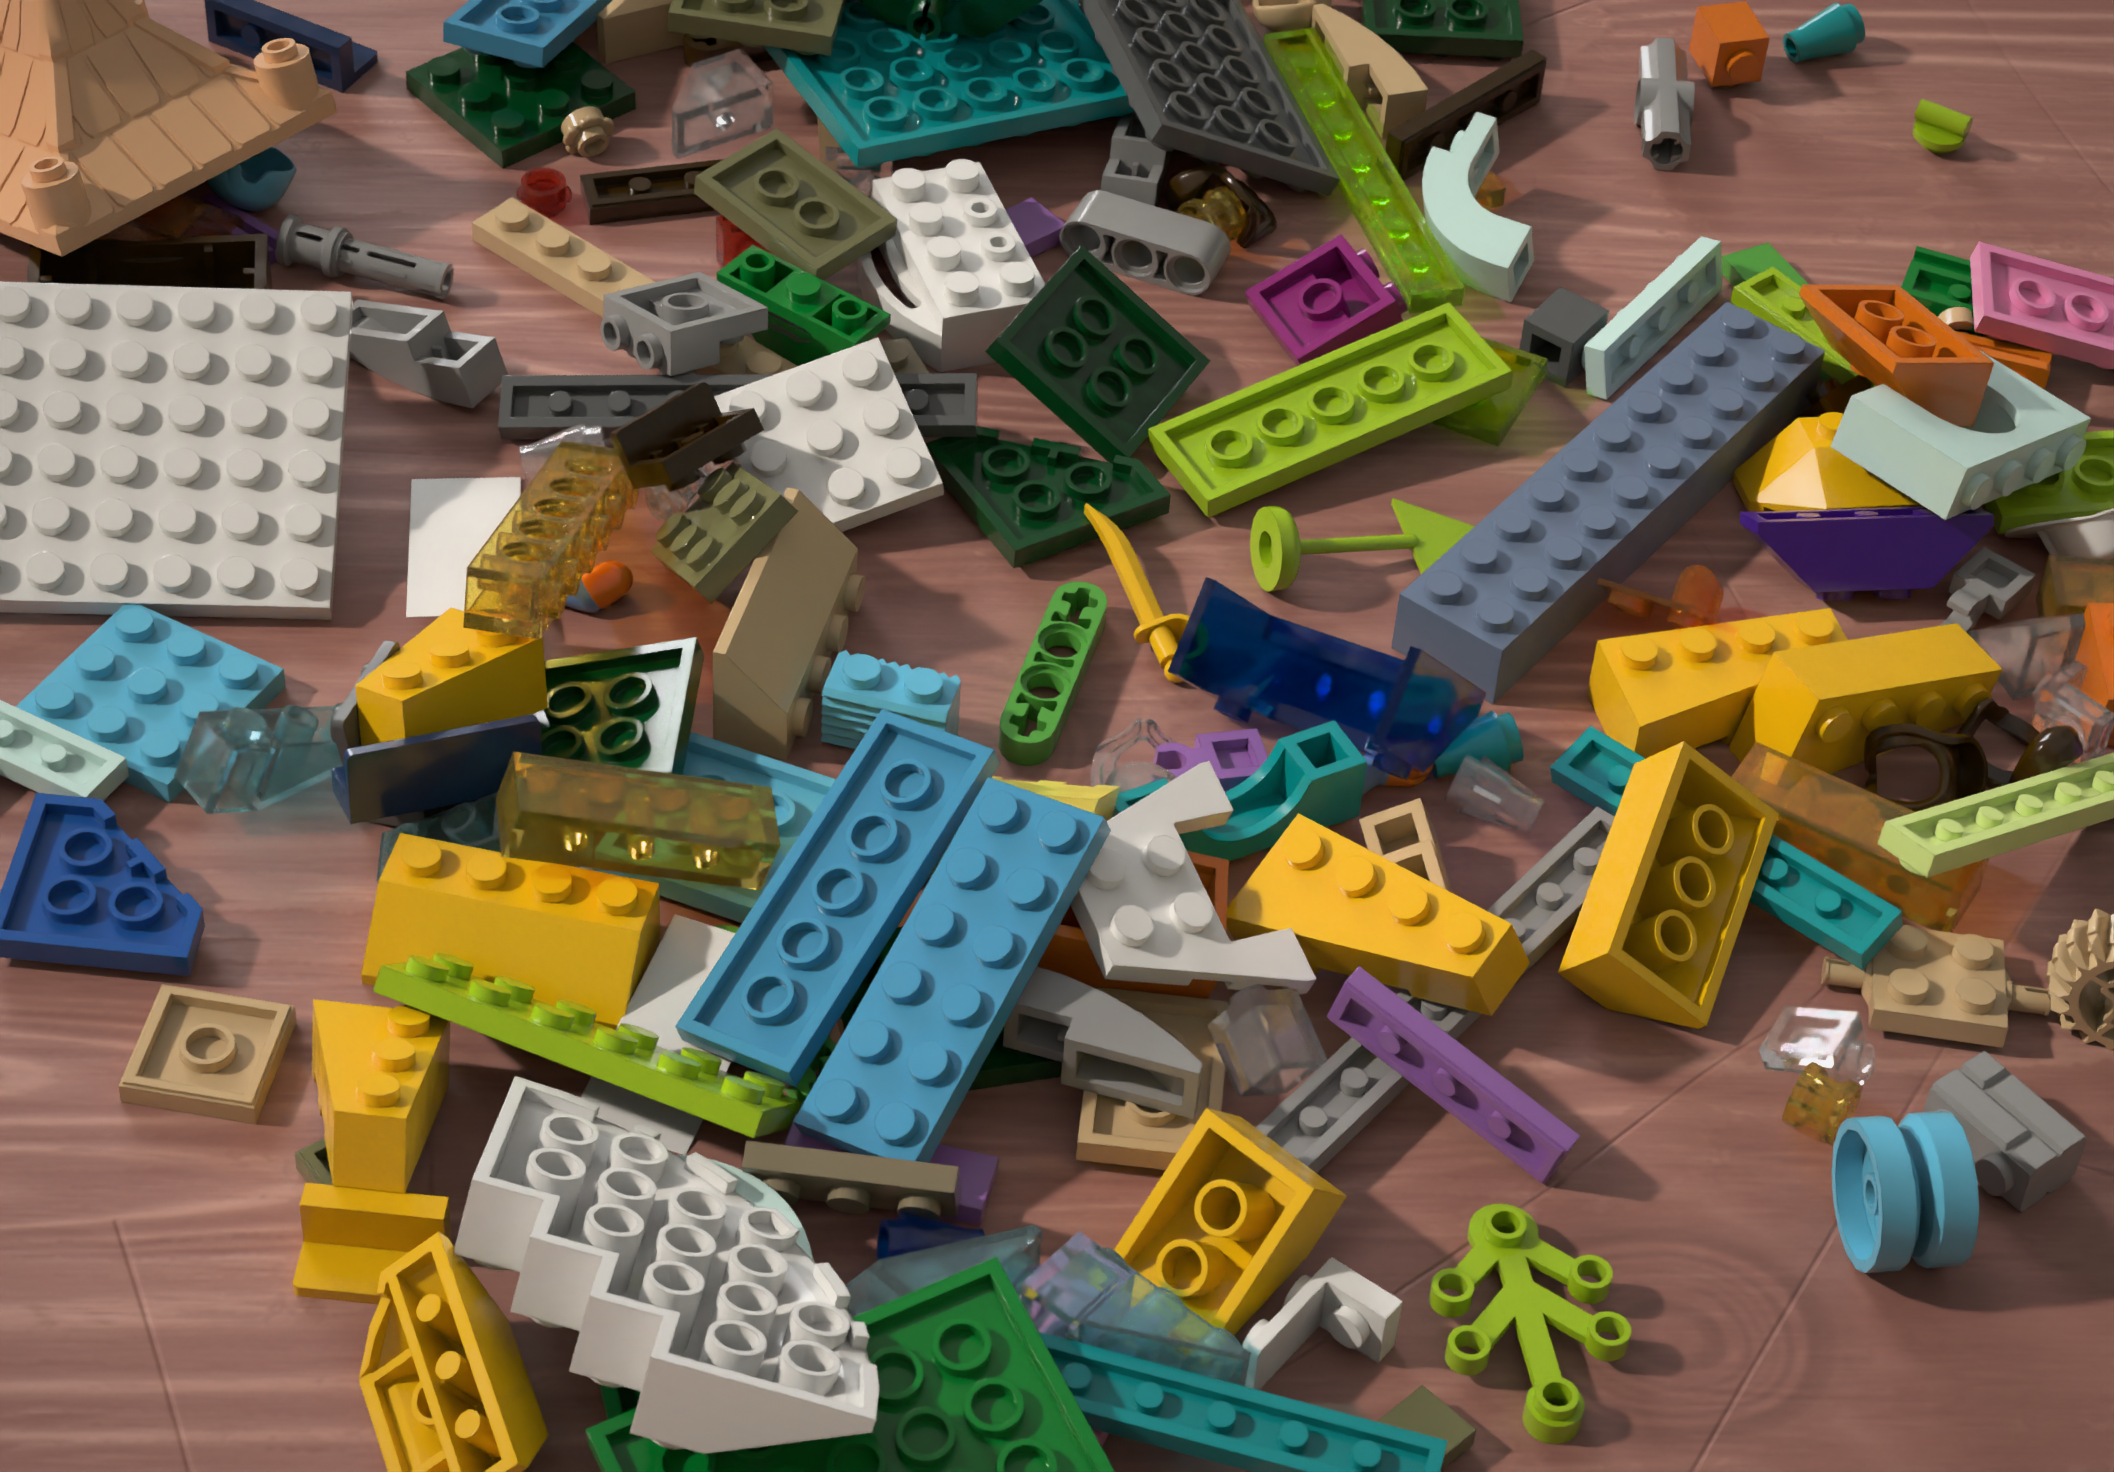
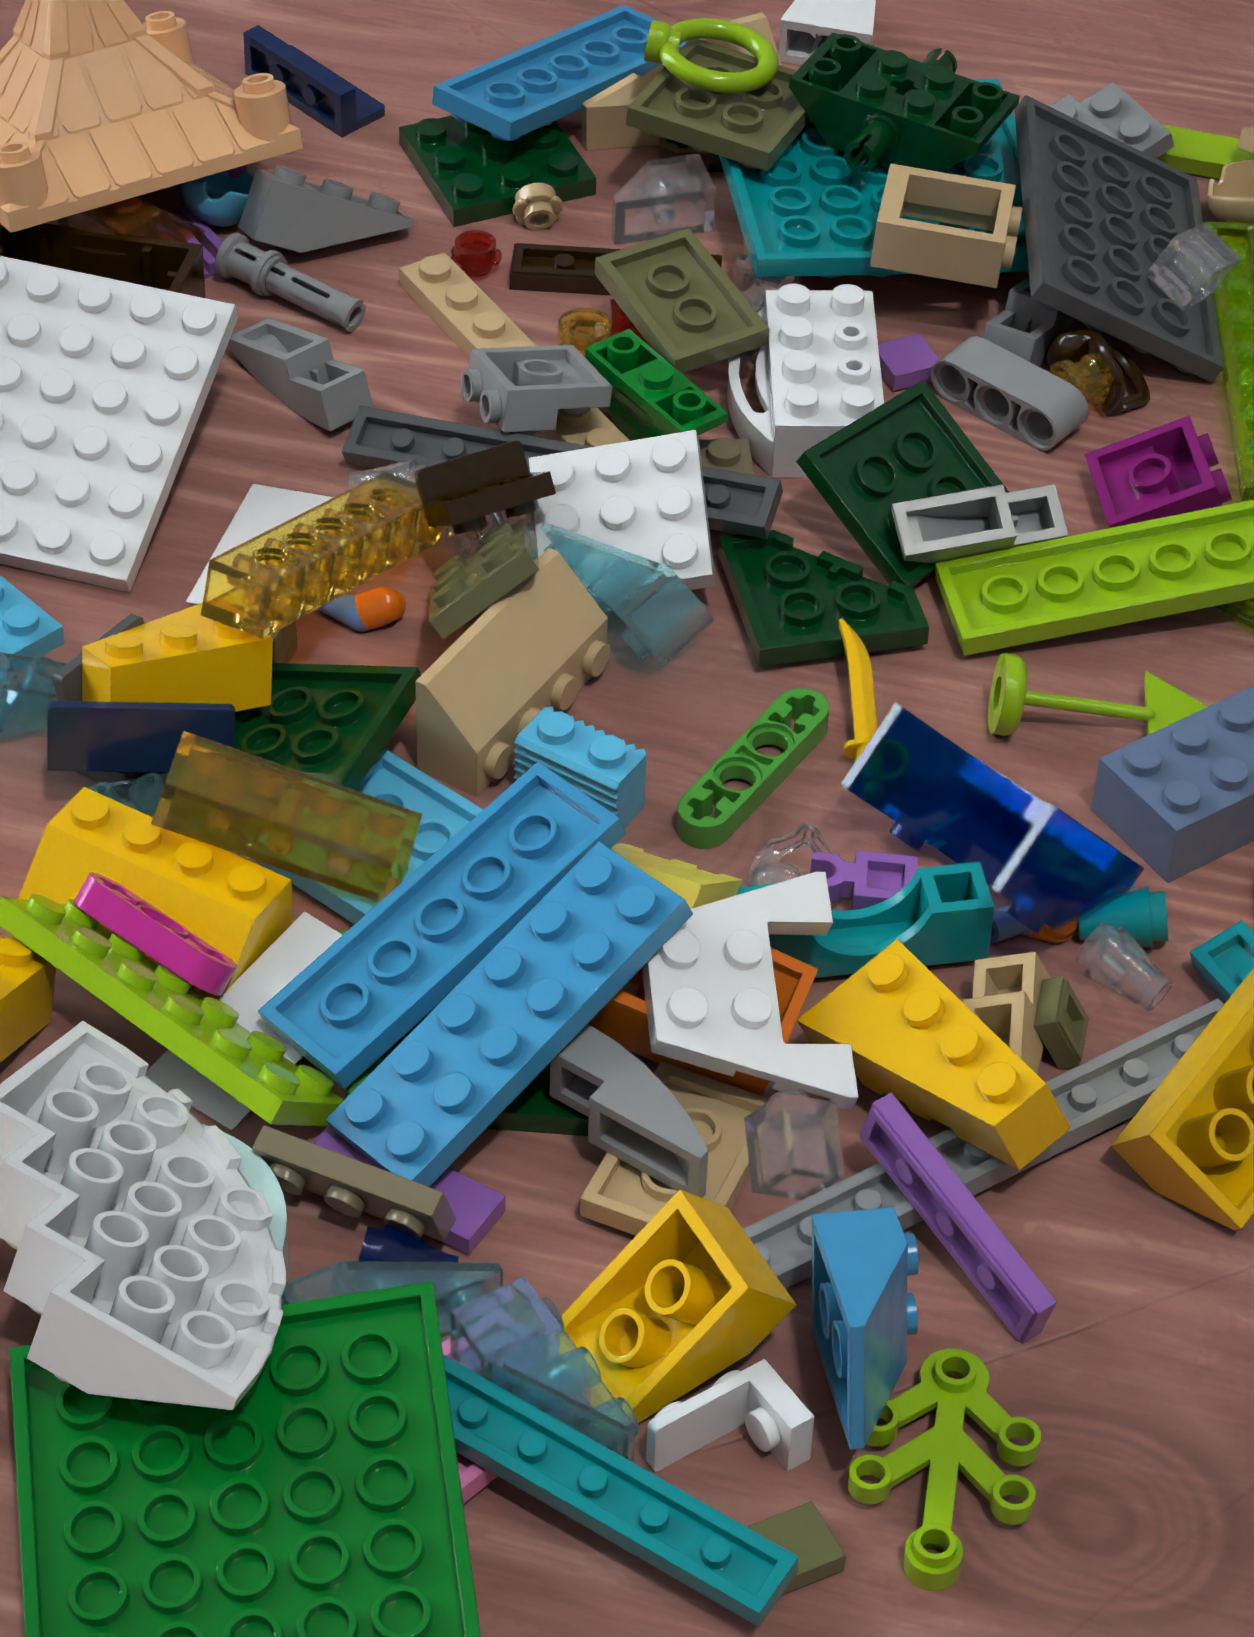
camera: 20 degrees right, 0 degrees up
(359, 184) = (310, 216): none -> light grey slope
(538, 970) = (155, 934): none -> dark pink beam
(696, 252) = (583, 328): none -> clear yellow wheel
(881, 516) = (644, 594): none -> clear light blue slope
(1035, 107) = (942, 249): none -> tan window
(1181, 380) = (977, 522): none -> light grey slope
(1282, 82) = (1193, 266): none -> clear brick
(1403, 1188) = (862, 1310): none -> dark azure slope
(1461, 861) = (1061, 1022): none -> olive tile

